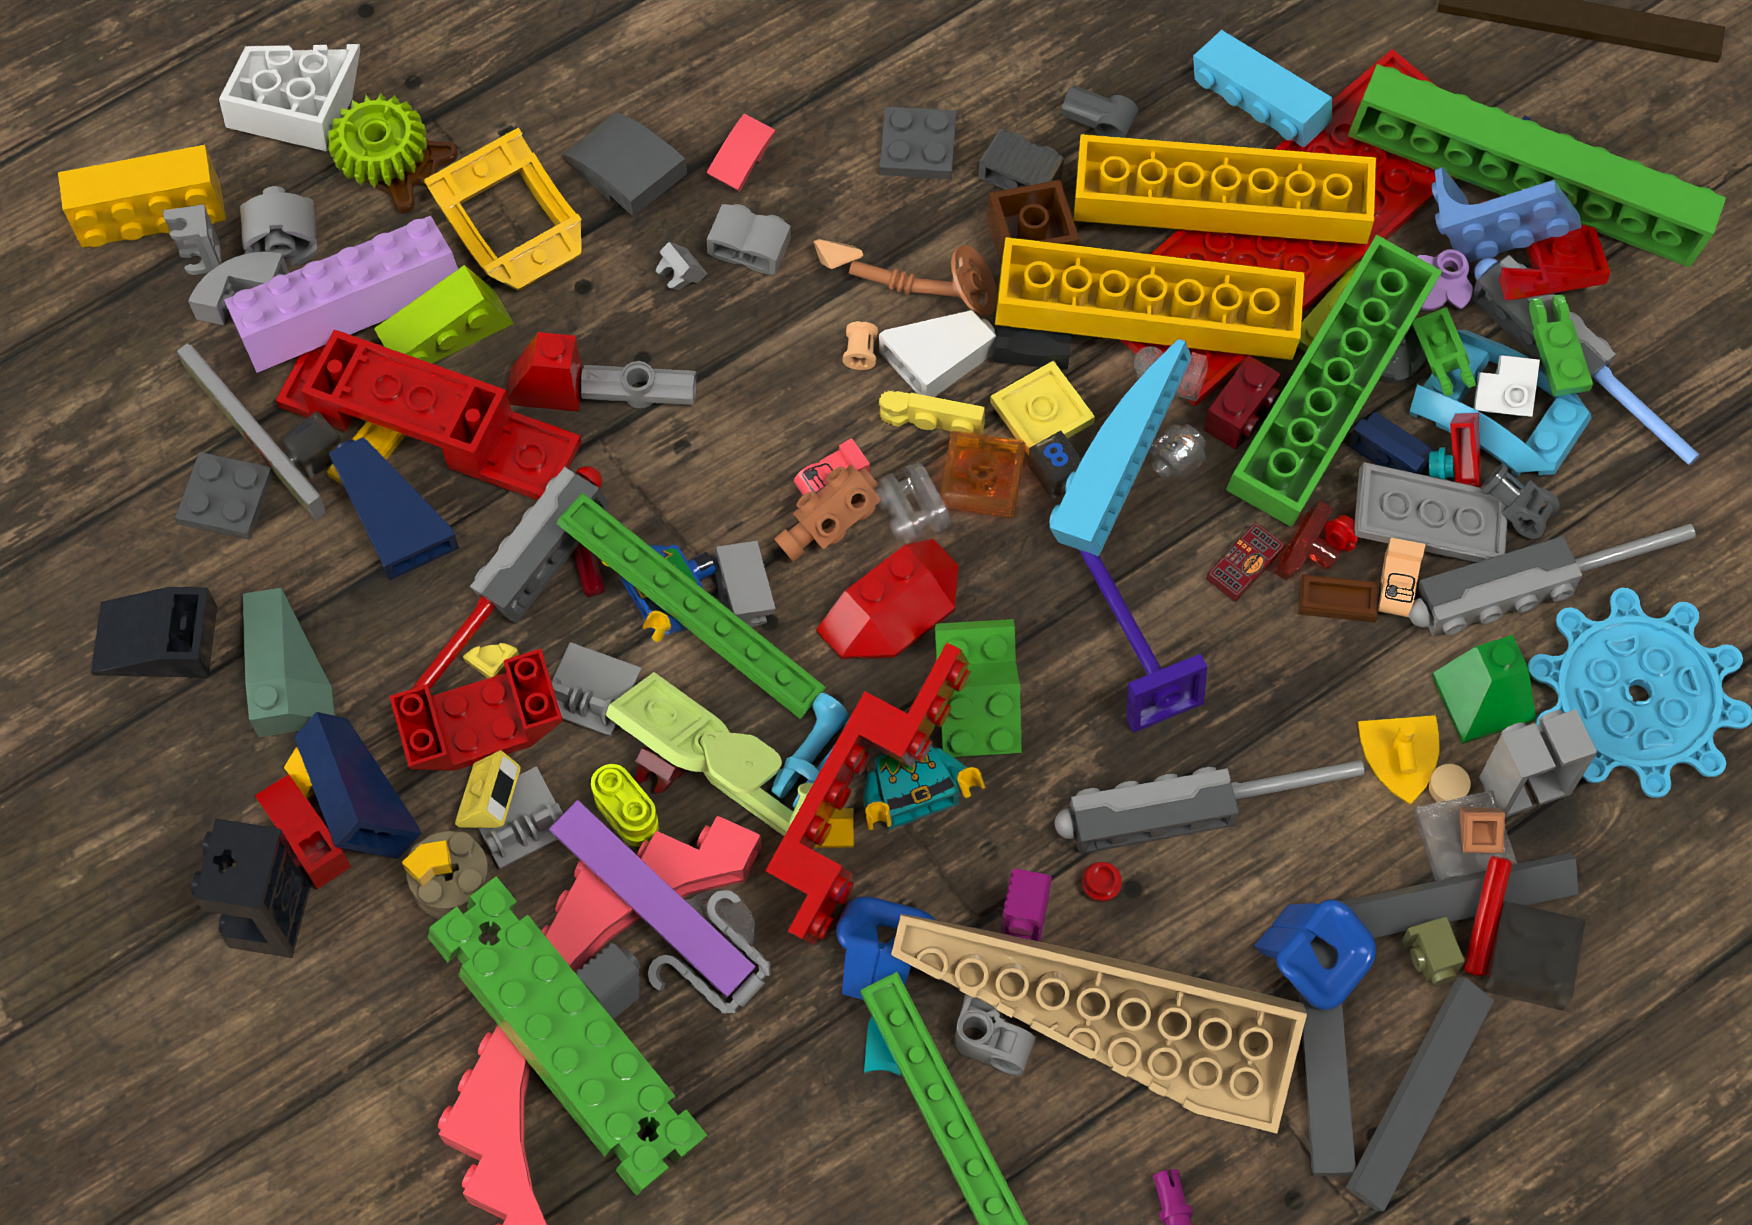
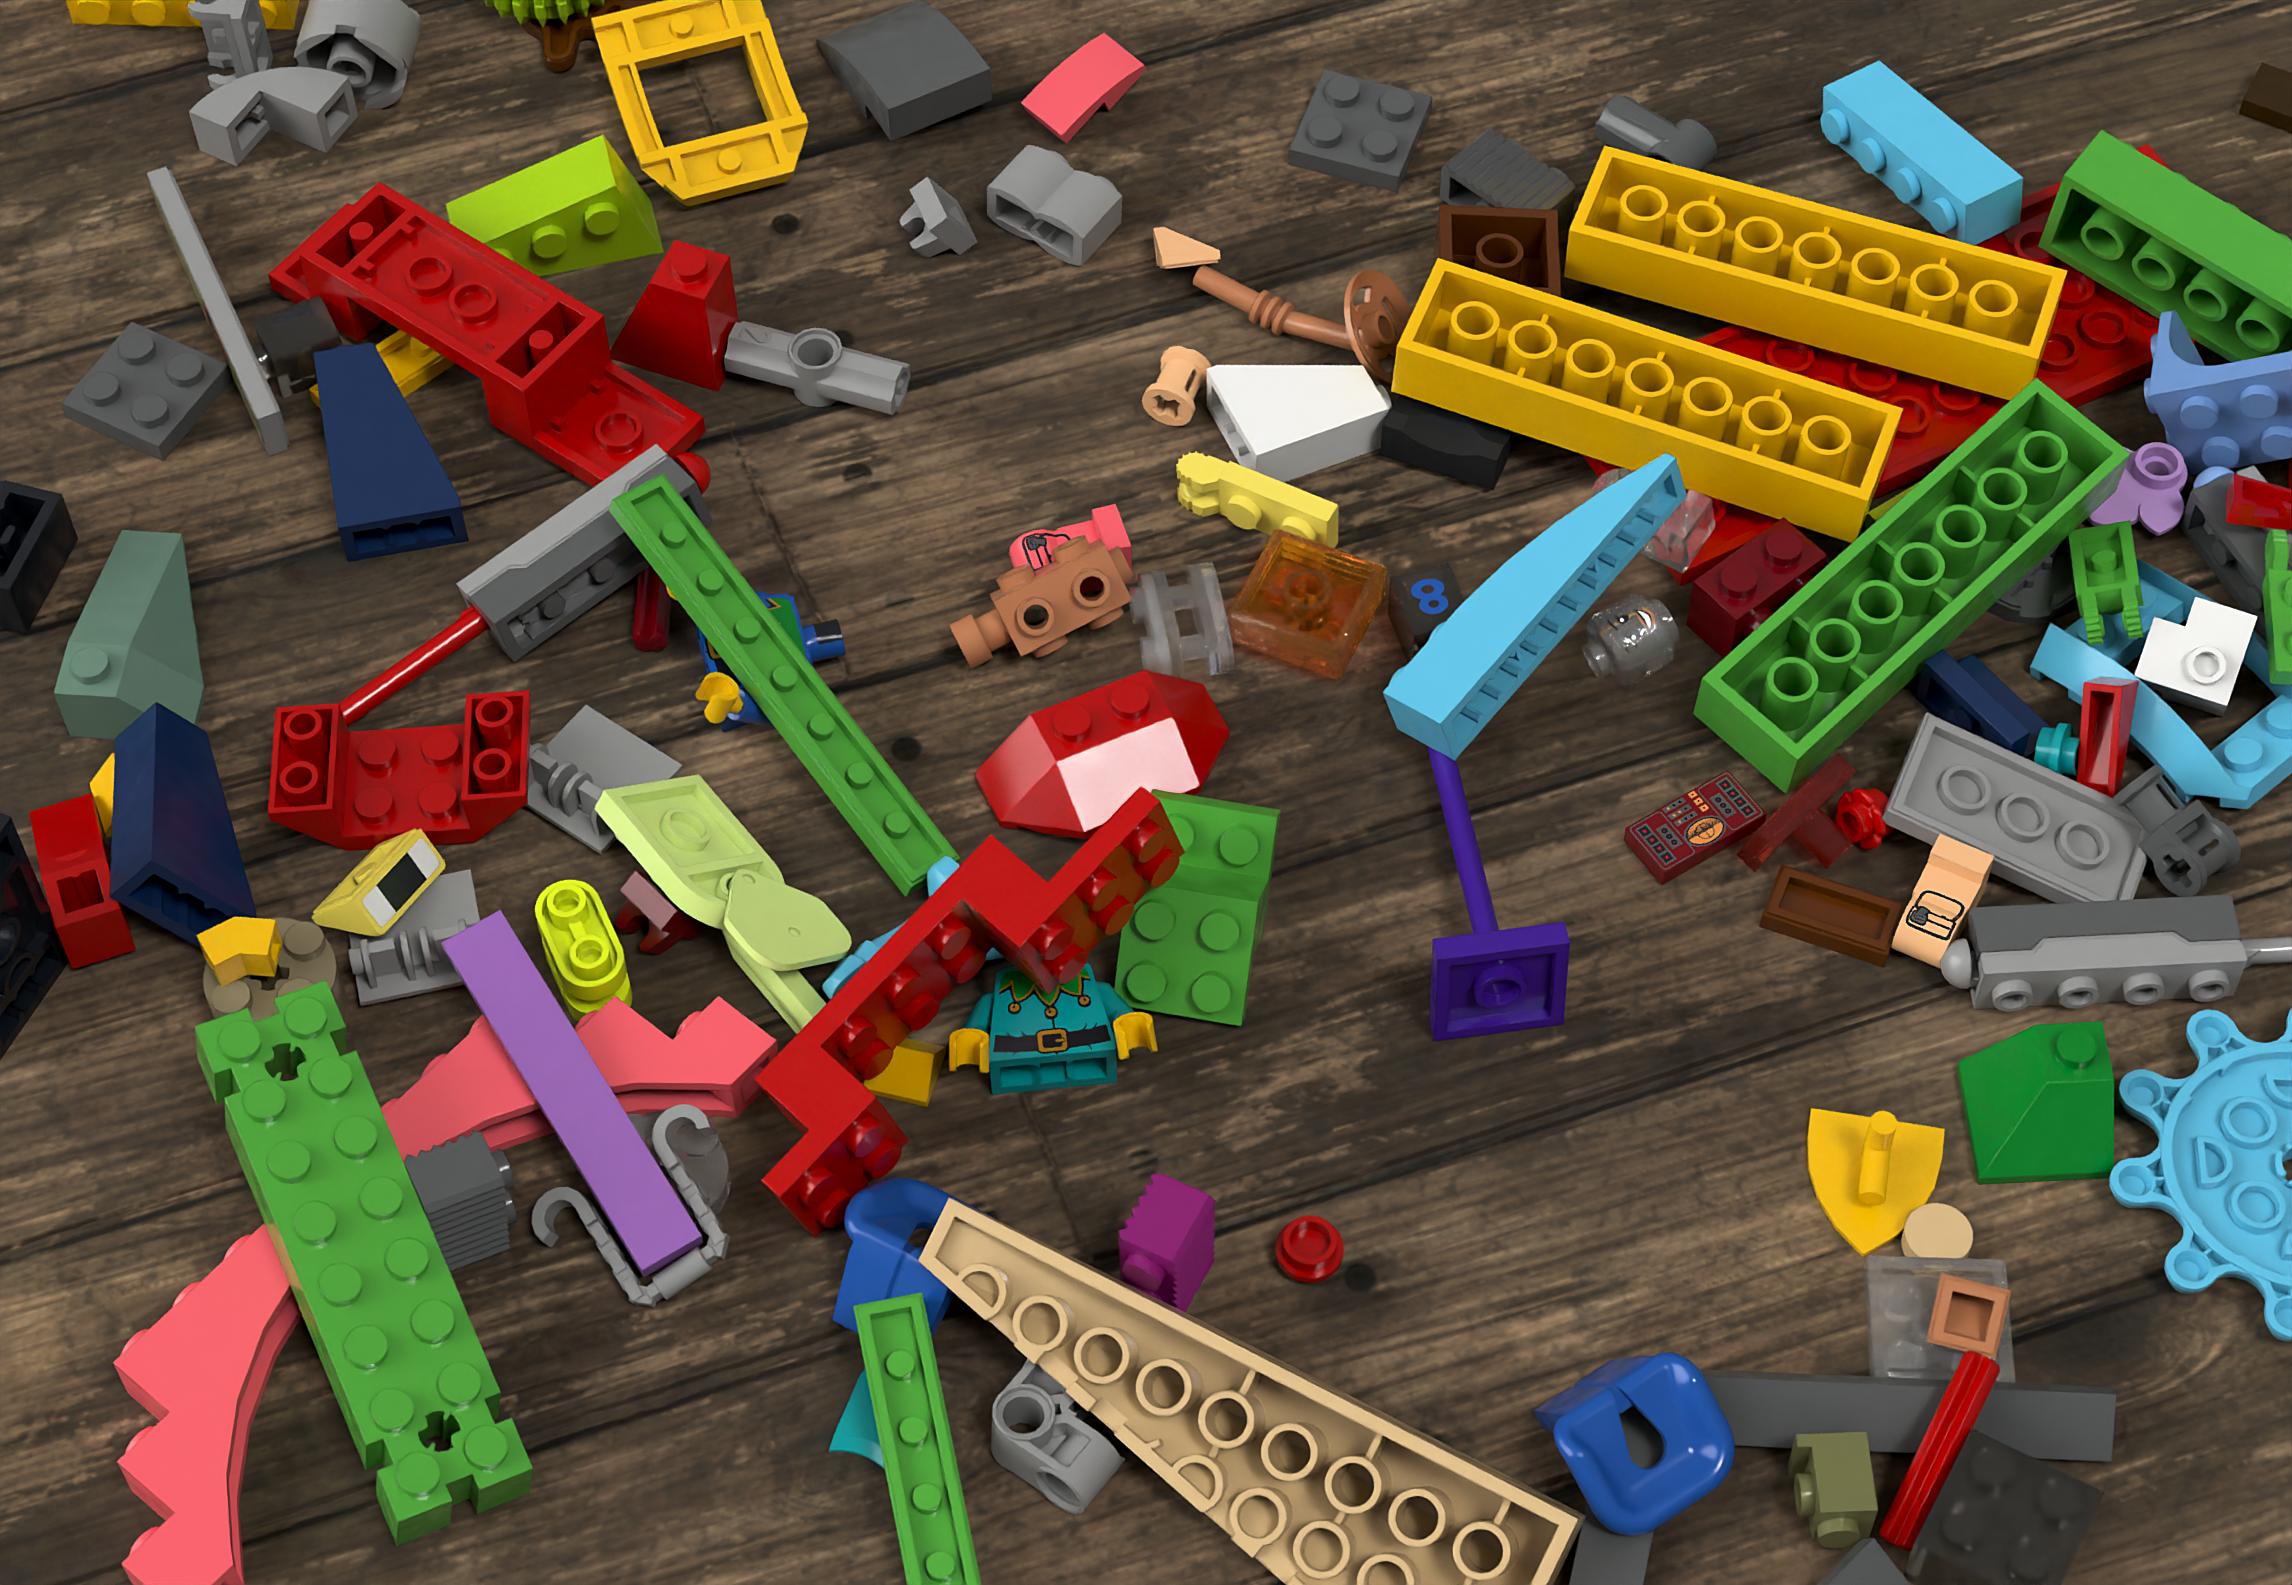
camera: 15 degrees right, 10 degrees down
(340, 293) = (418, 144): lavender brick -> none
(489, 659) = (448, 700): light yellow tile -> none
(743, 582) = (881, 675): light grey hinge -> none
(1042, 406) = (1434, 525): light yellow plate -> none
(1174, 805) = (1465, 1160): piece -> none
(1544, 755) = (2104, 1201): light grey piece -> none

